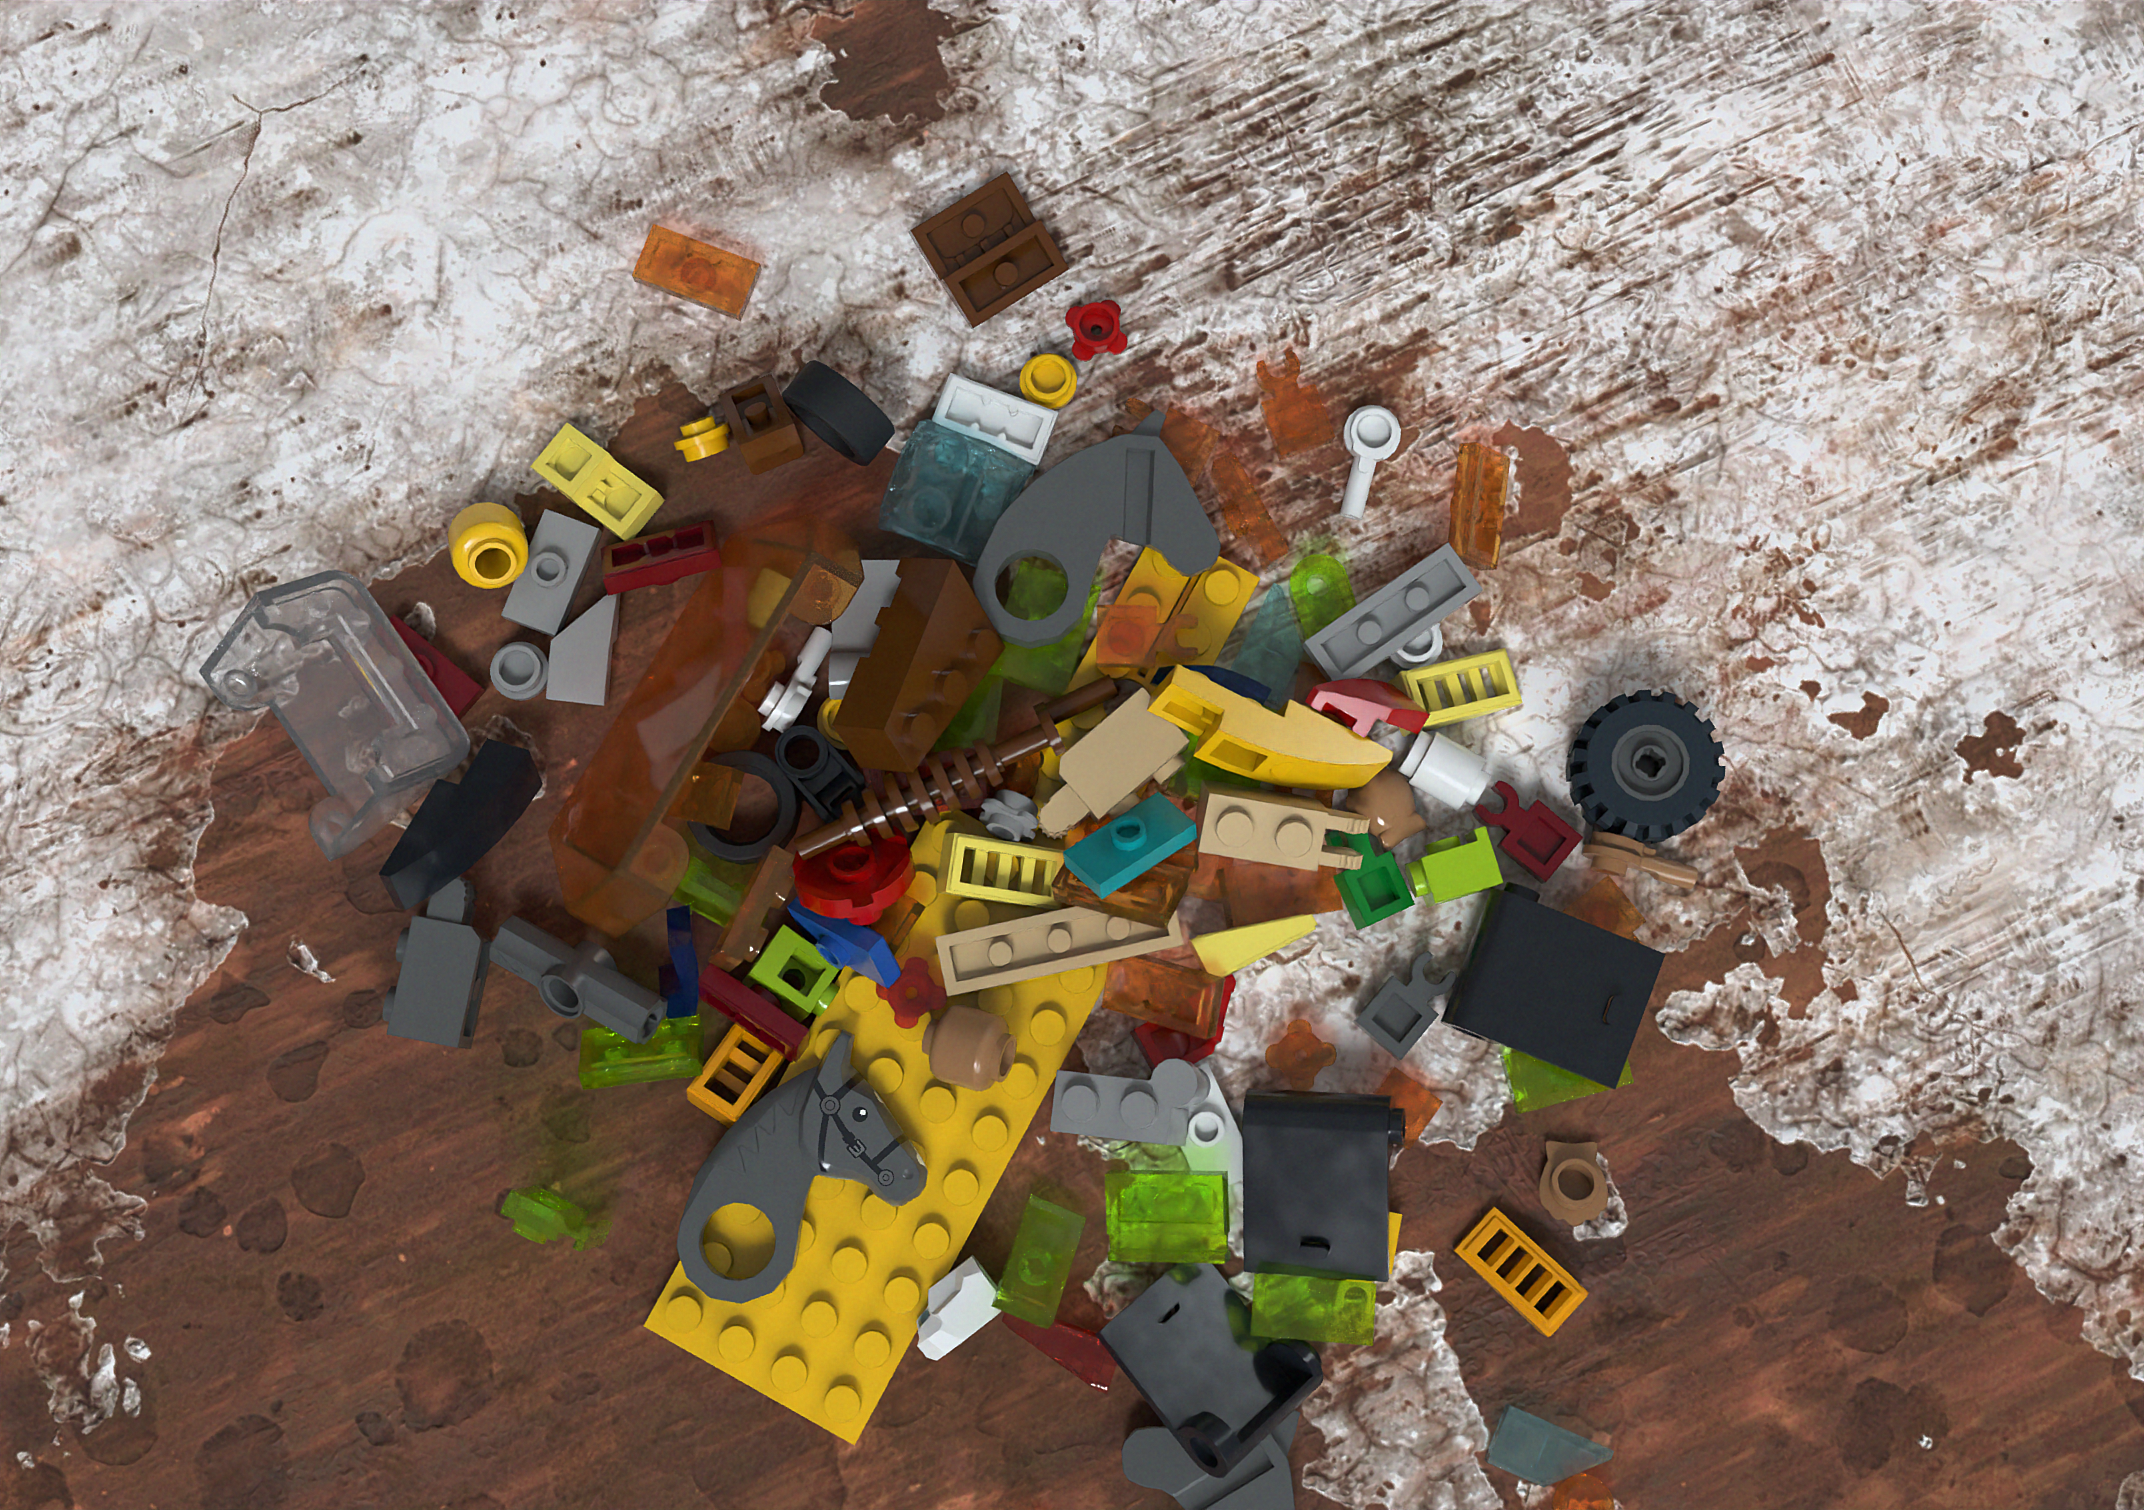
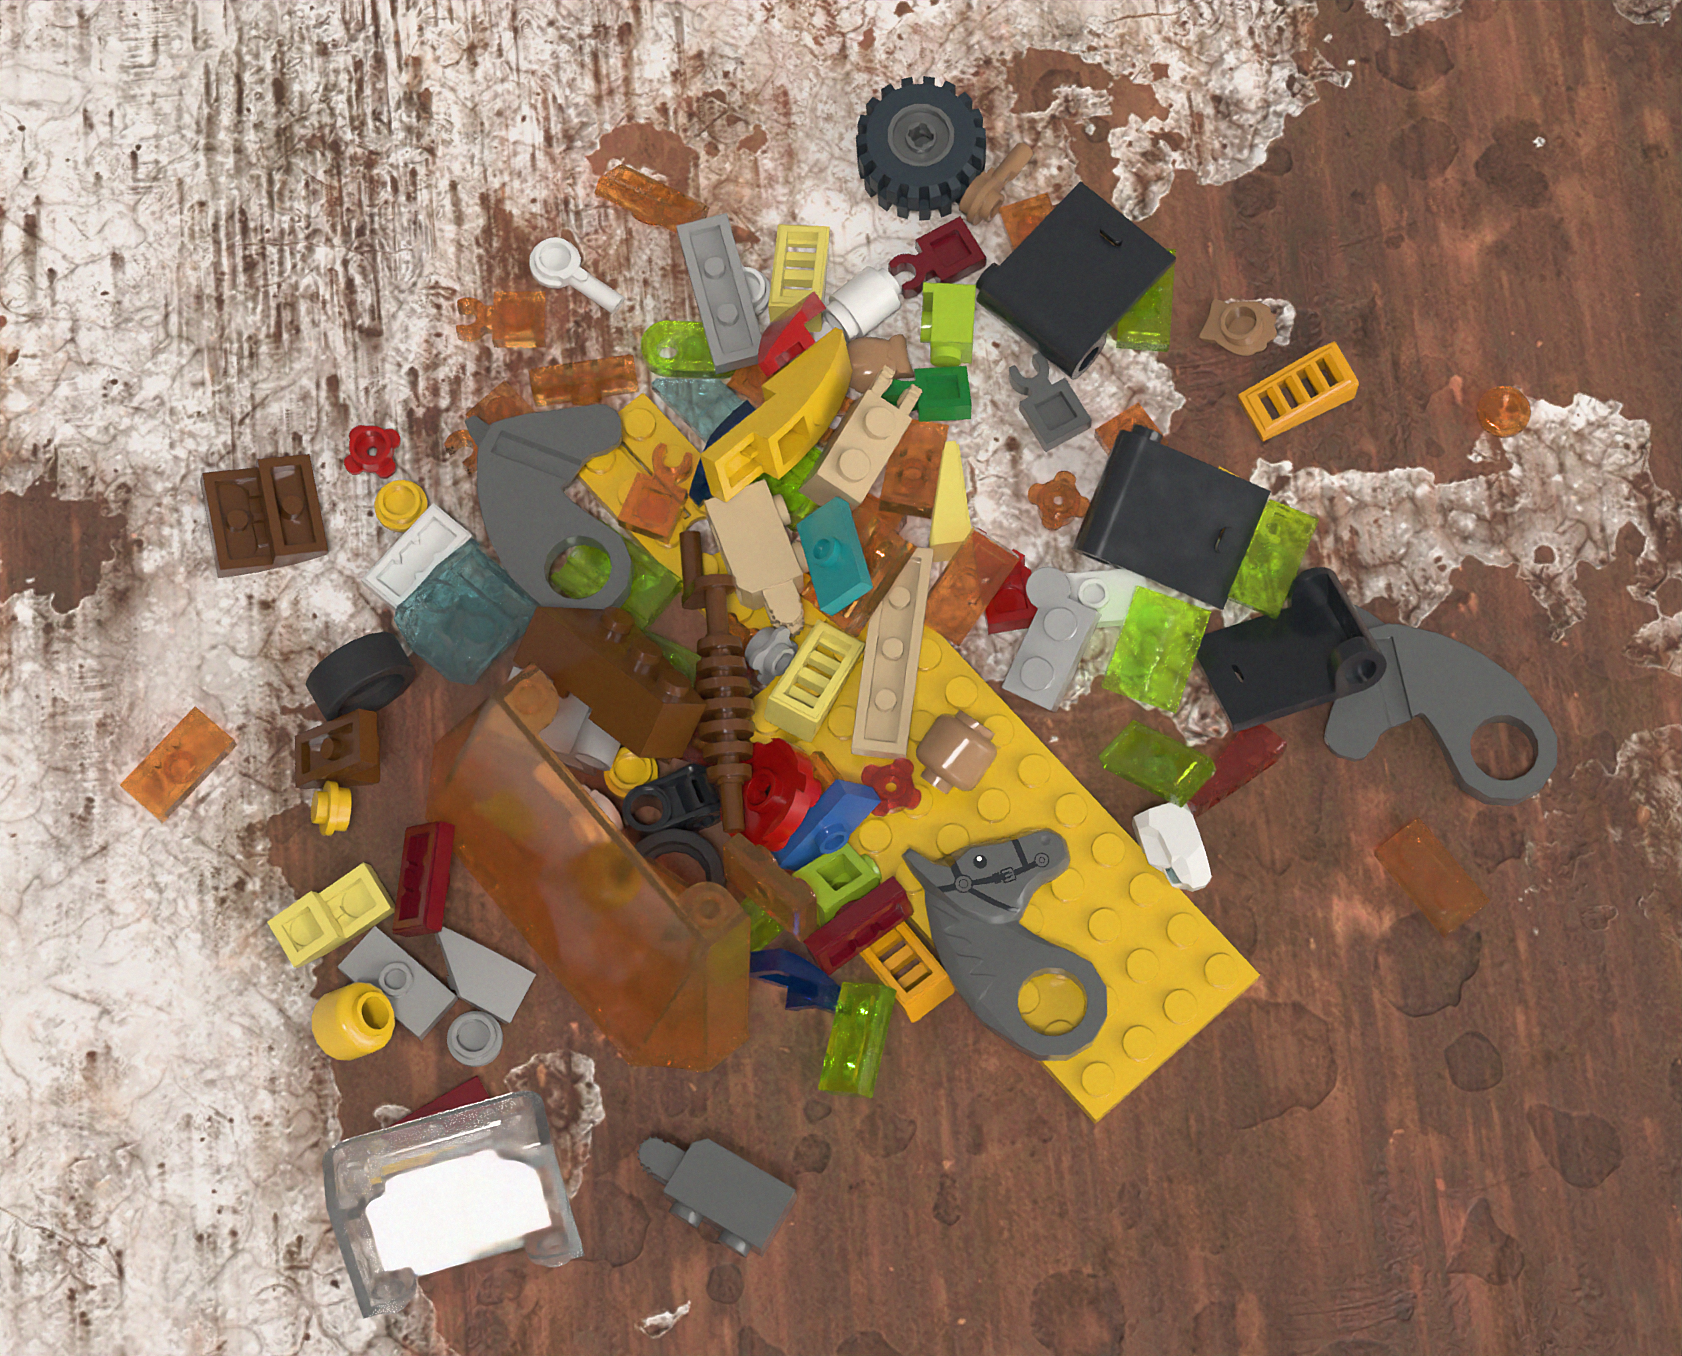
camera: 65 degrees left, 10 degrees down
(460, 823) = (595, 1117): black slope -> none
(546, 1216) = (974, 1157): clear neon green plate -> none
(578, 979) = (772, 1071): dark grey piece -> none
(1541, 1448) = (1447, 428): clear light blue tile -> none

